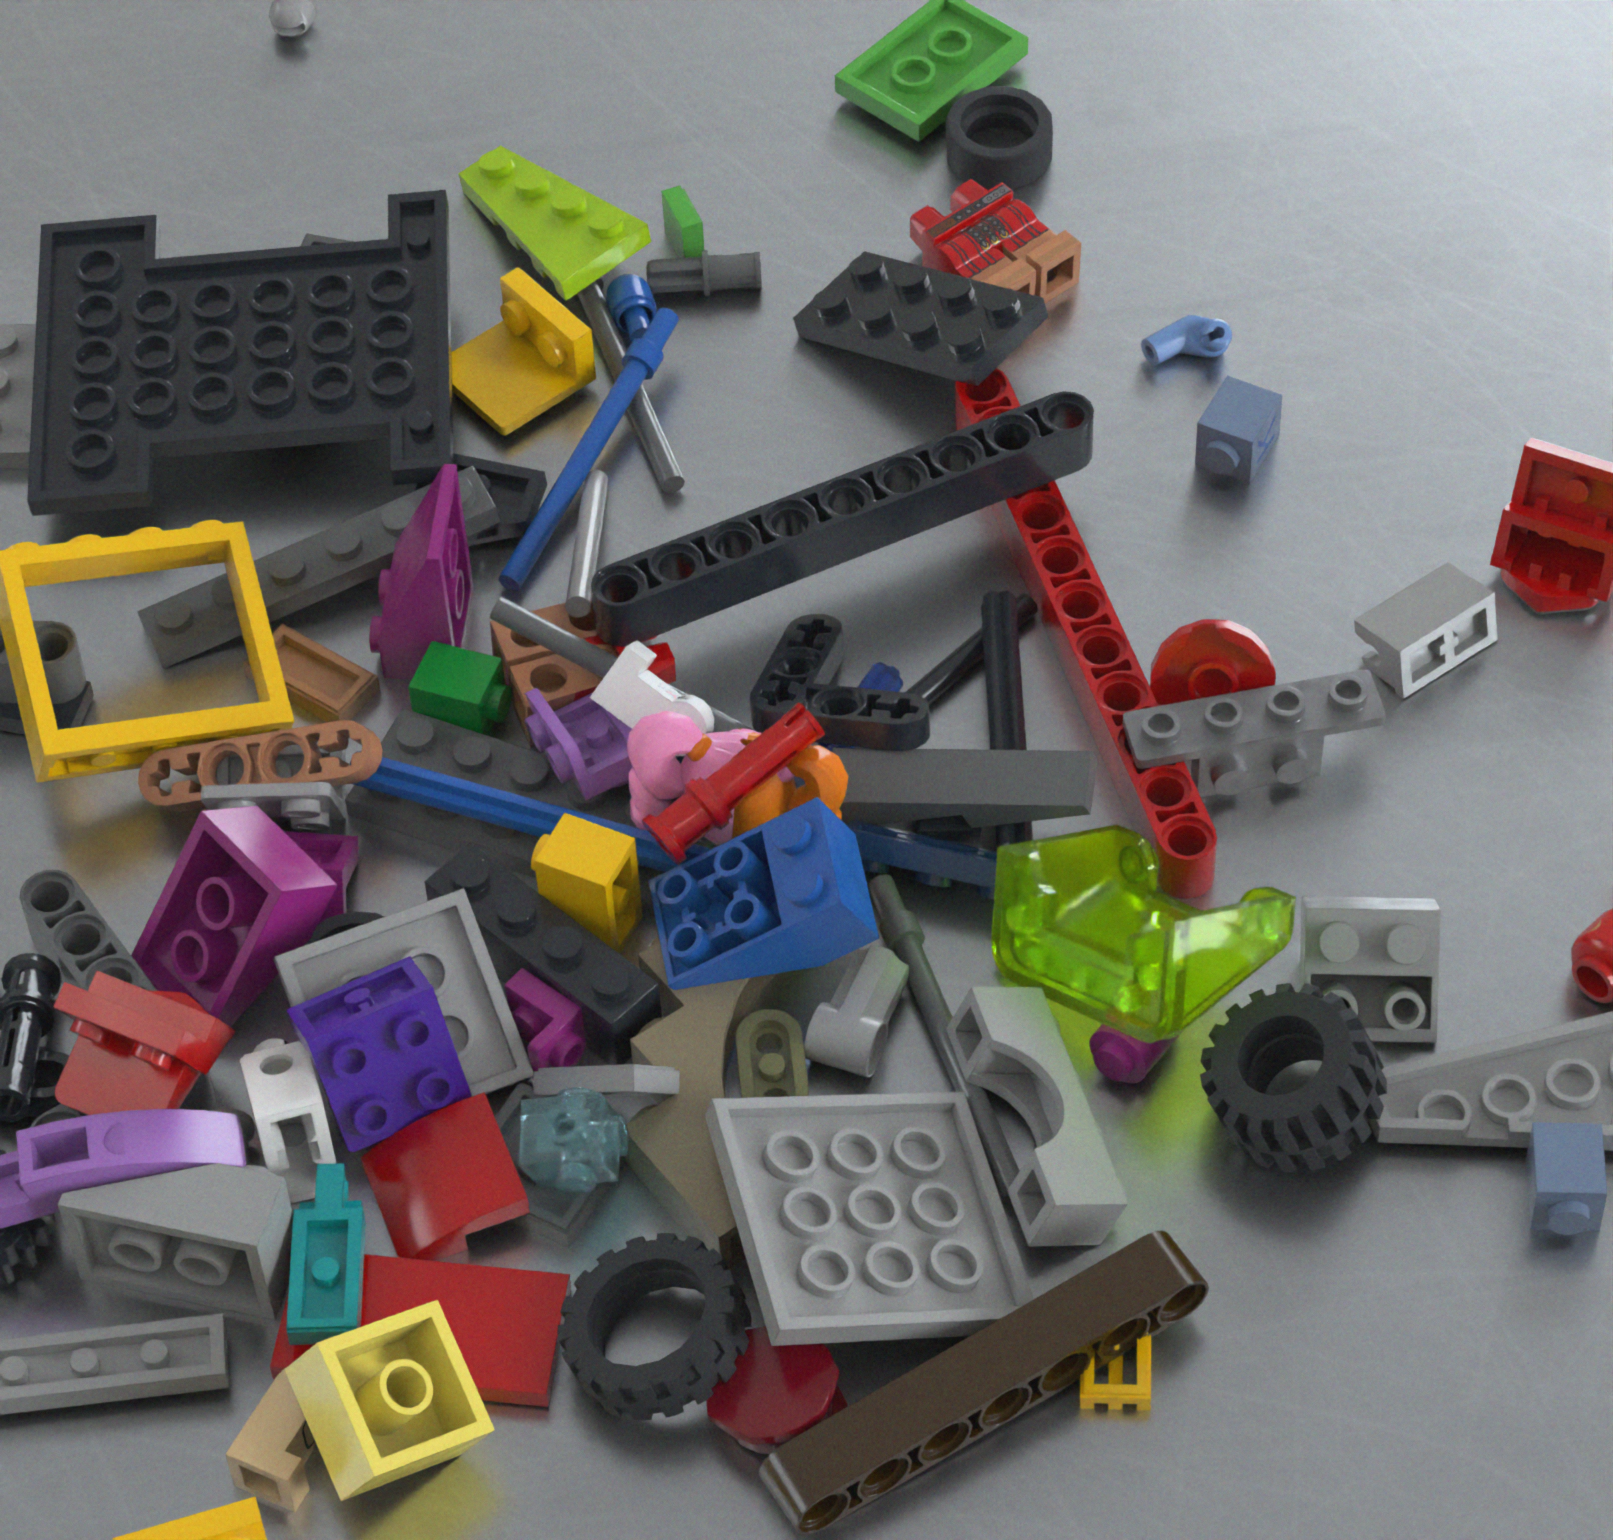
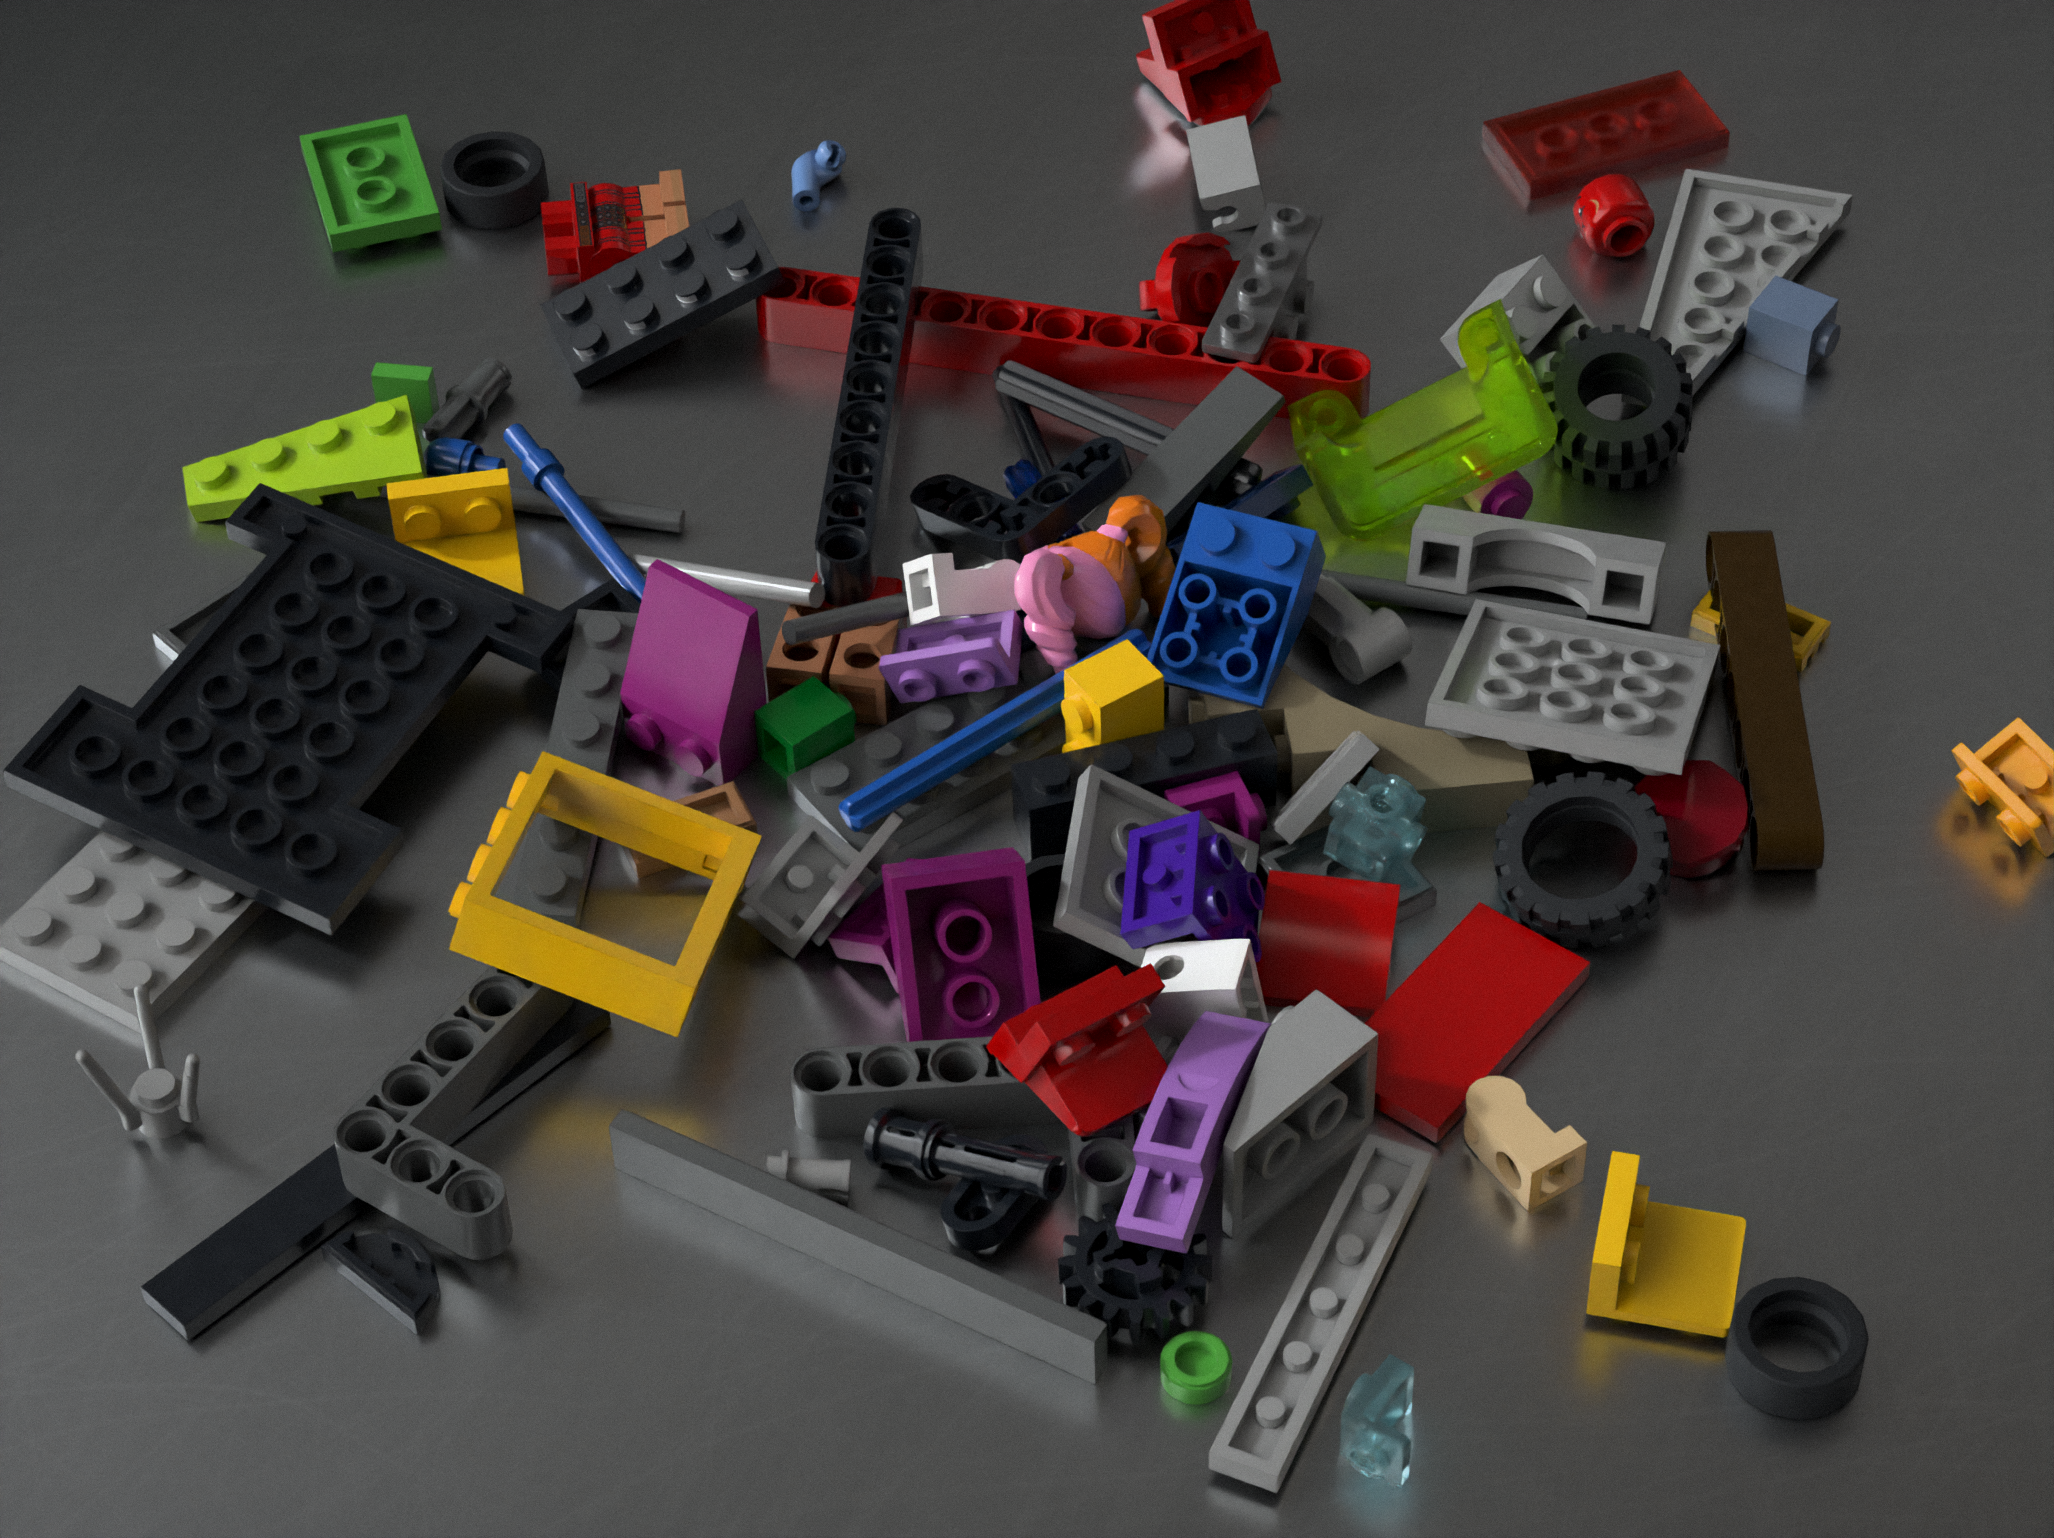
camera: 60 degrees left, 5 degrees down
(259, 761) = (804, 874): nougat beam -> none
(326, 1261) = (1409, 1046): teal hinge -> none
(389, 1399) = (1565, 1035): light yellow brick -> none
(710, 800) = (1119, 584): red pin -> none
(771, 1073) = (1372, 692): olive plate -> none
(1238, 429) = (942, 183): sand blue brick -> none

